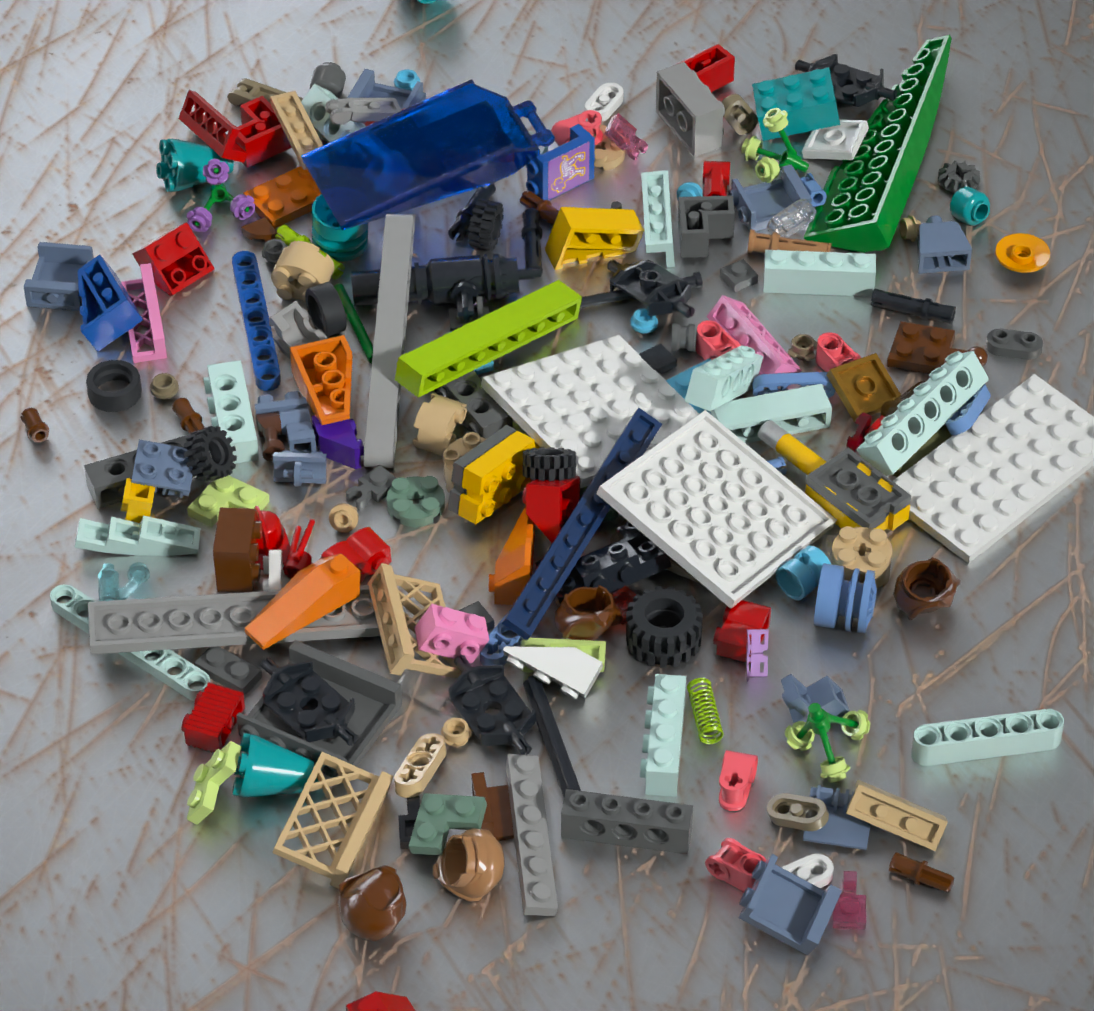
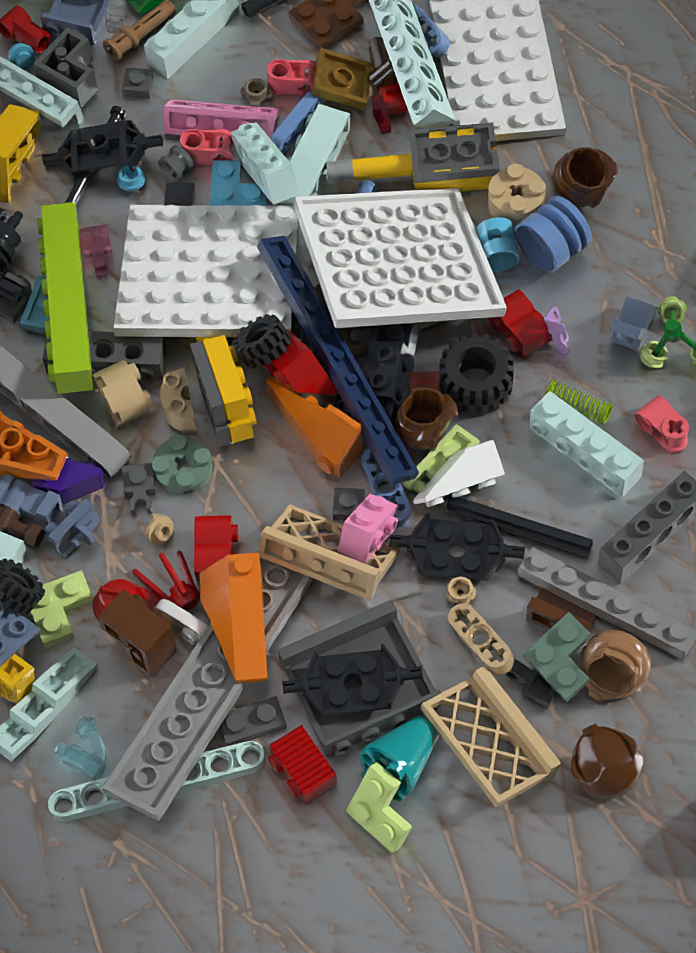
camera: 50 degrees left, 15 degrees up
(561, 335) = (95, 244): none -> clear pink plate

